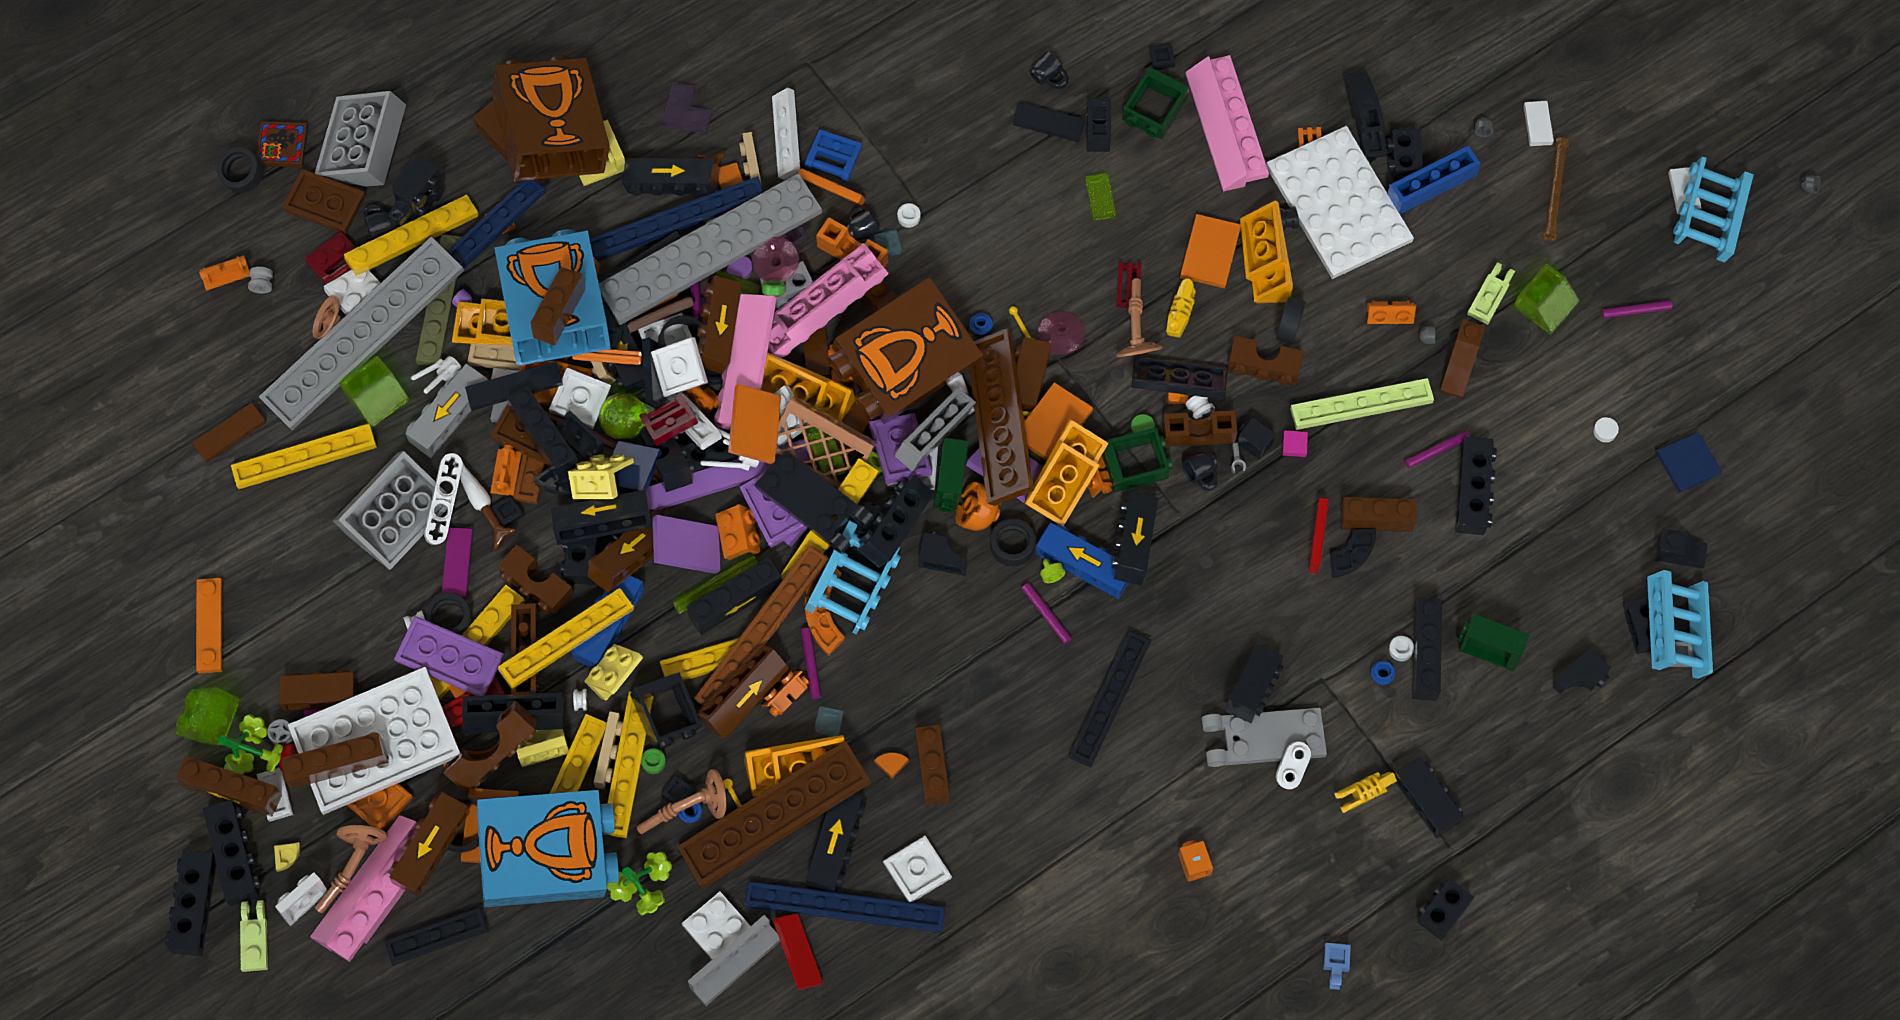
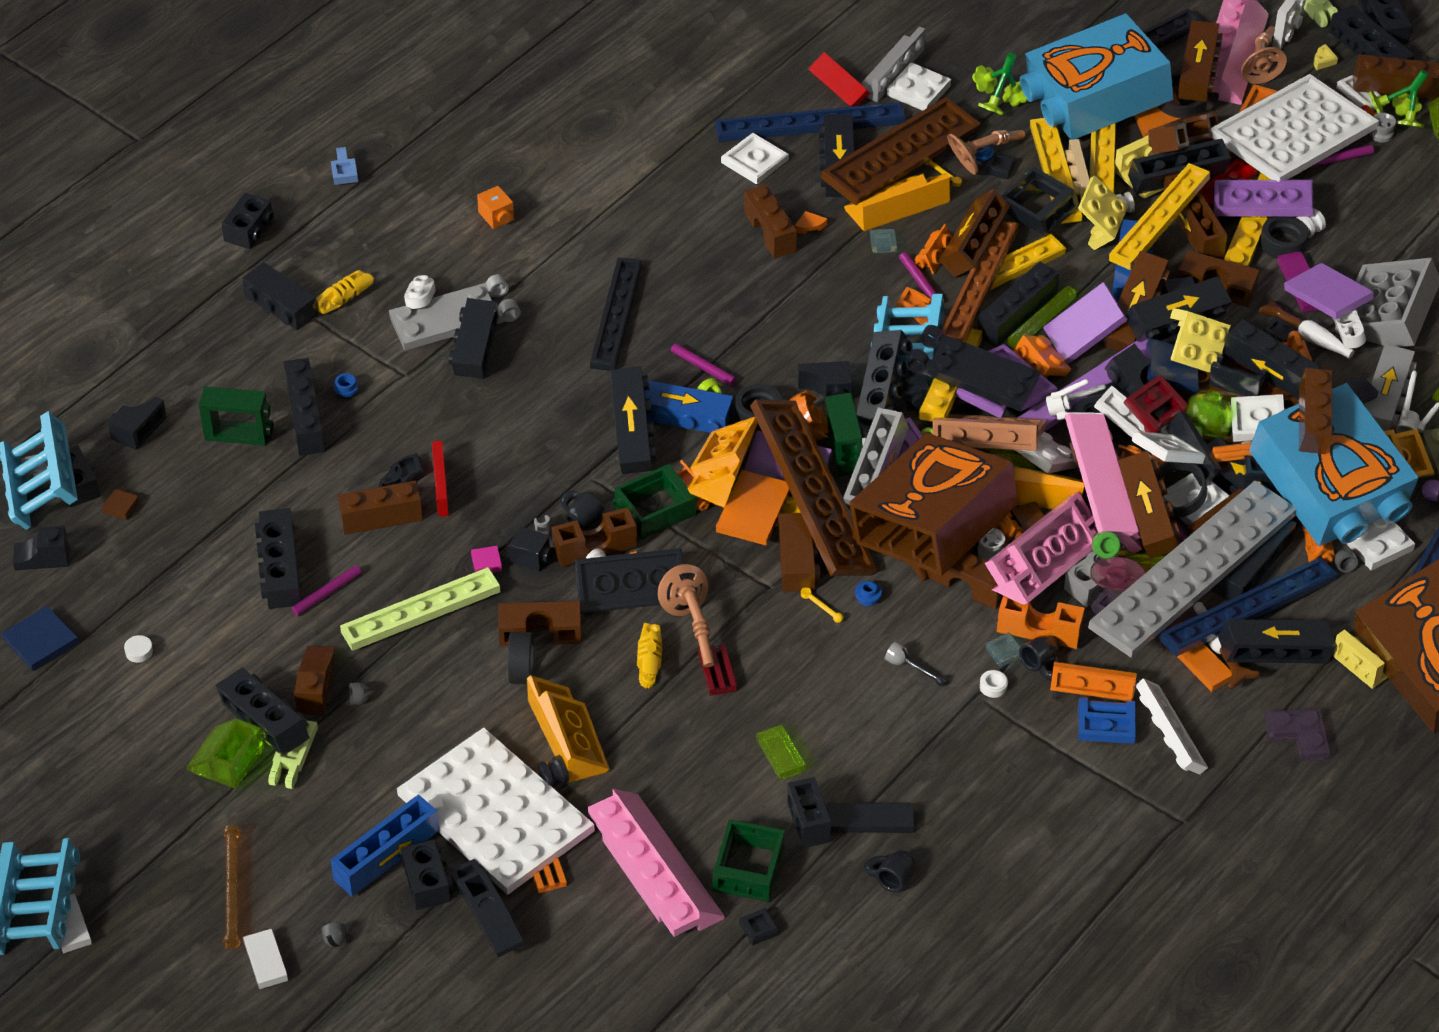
camera: 165 degrees right, 20 degrees down
(315, 690) = (1369, 159): reddish brown brick -> none
(334, 760) = (1317, 92): reddish brown brick -> none
(446, 524) = (1328, 291): none -> medium lavender tile
(747, 149) = (1192, 684): tan plate -> none
(754, 424) = (1064, 409): orange tile -> none
(977, 257) = (898, 654): none -> hinge
(1061, 342) = (777, 611): clear pink dish -> none
(1141, 423) = (657, 539): bright green tile -> none
(1210, 251) = (633, 725): orange tile -> none
(1398, 313) = (396, 706): orange hinge -> none
(1401, 648) = (331, 412): white tile -> none
(1514, 309) = (261, 707): none -> black brick
(1606, 589) = (120, 504): none -> reddish brown tile
(1636, 309) = (115, 779): magenta bar -> none

